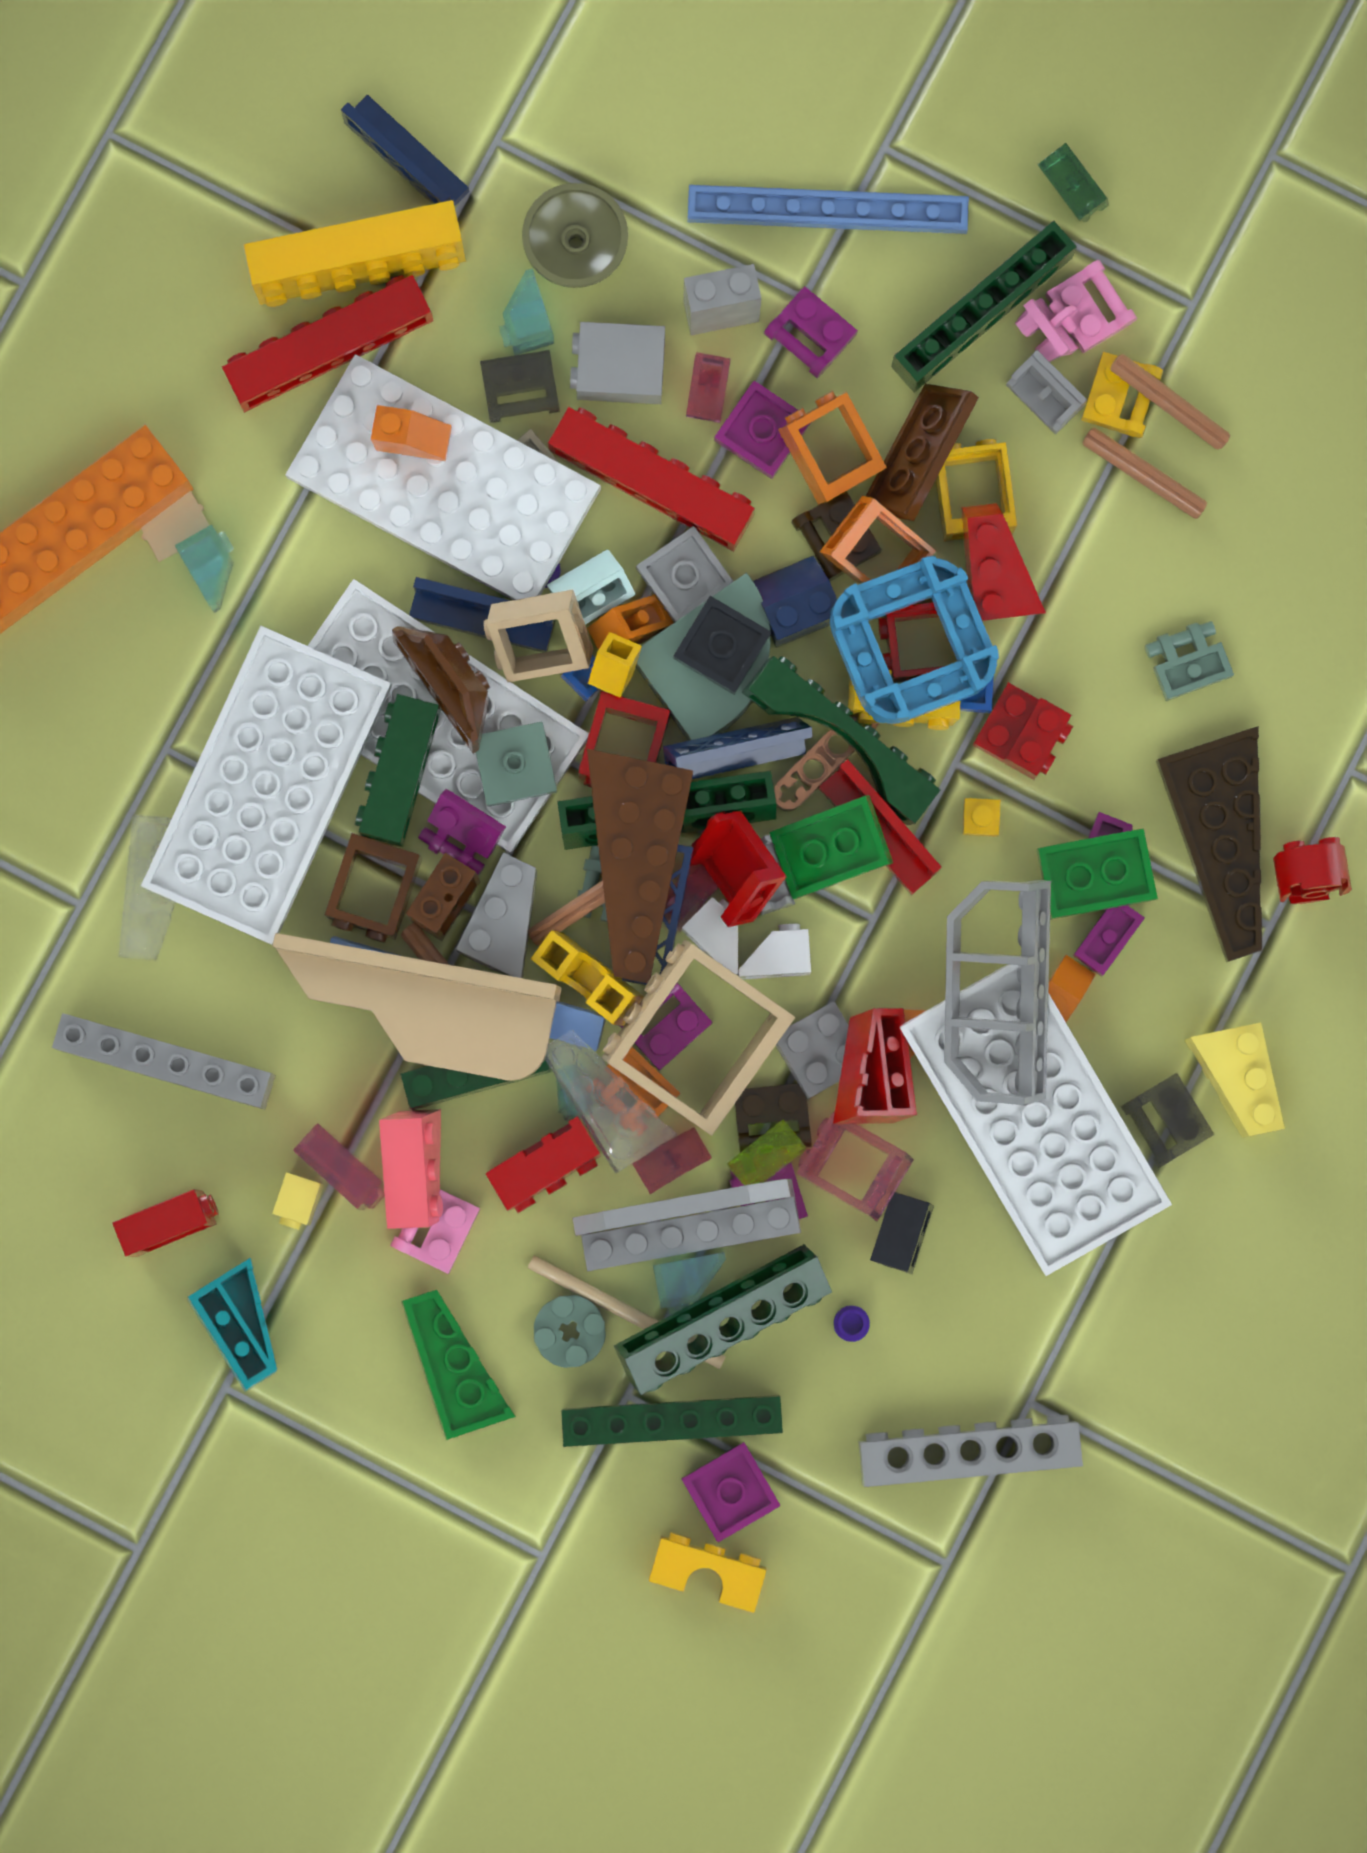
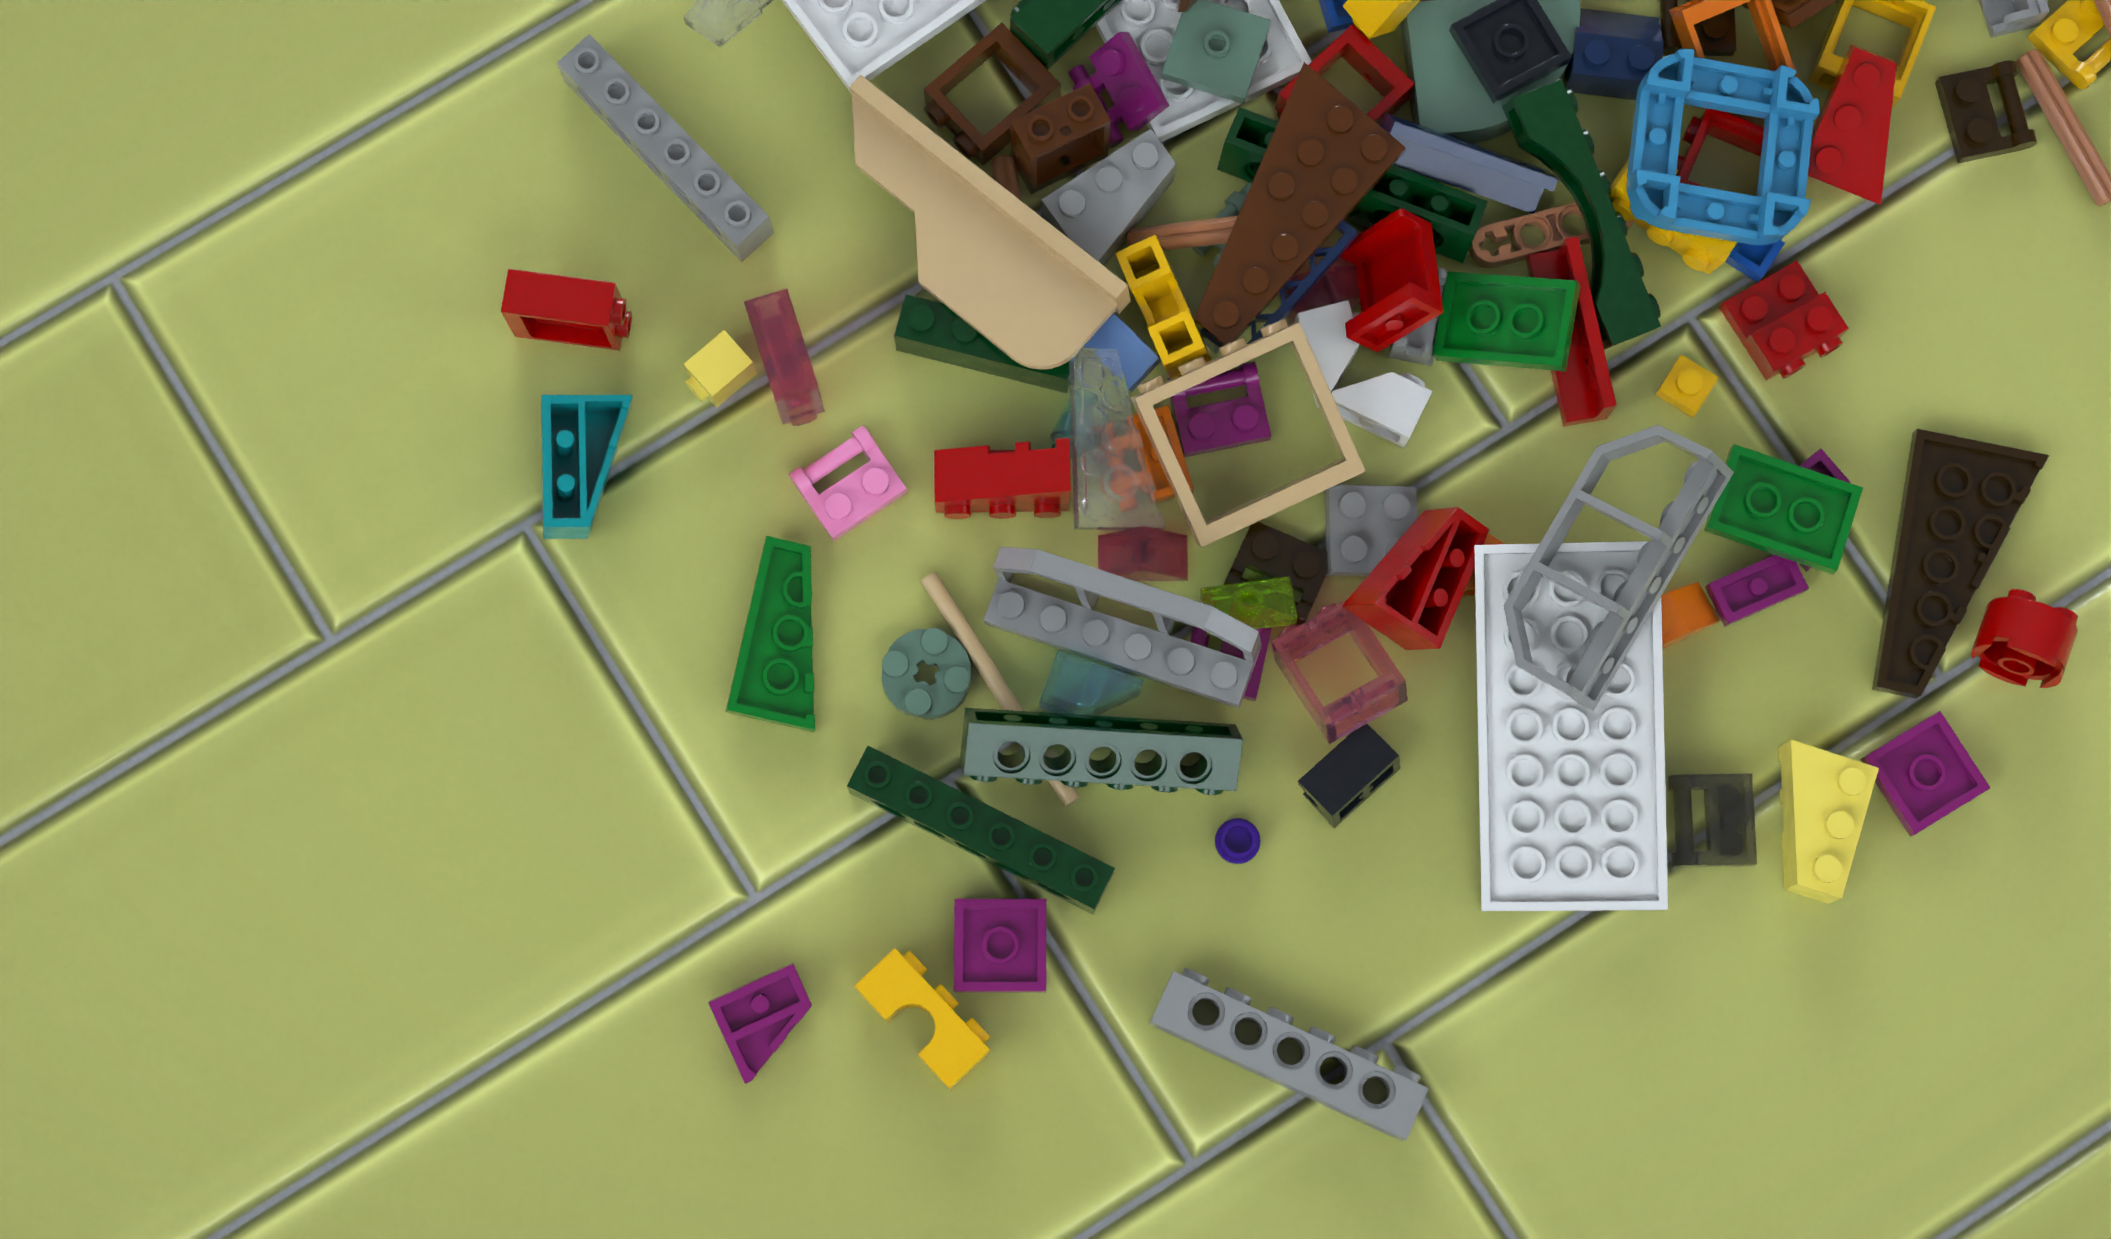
camera: 30 degrees right, 5 degrees down
(411, 1168) = (859, 398): coral wedge -> none
(595, 1637) = (760, 1017): none -> magenta wing
(1071, 500) = (1972, 116): none -> dark brown plate
(1192, 670) = (2004, 358): sand green plate -> none
(1294, 1002) = (1926, 773): none -> magenta plate

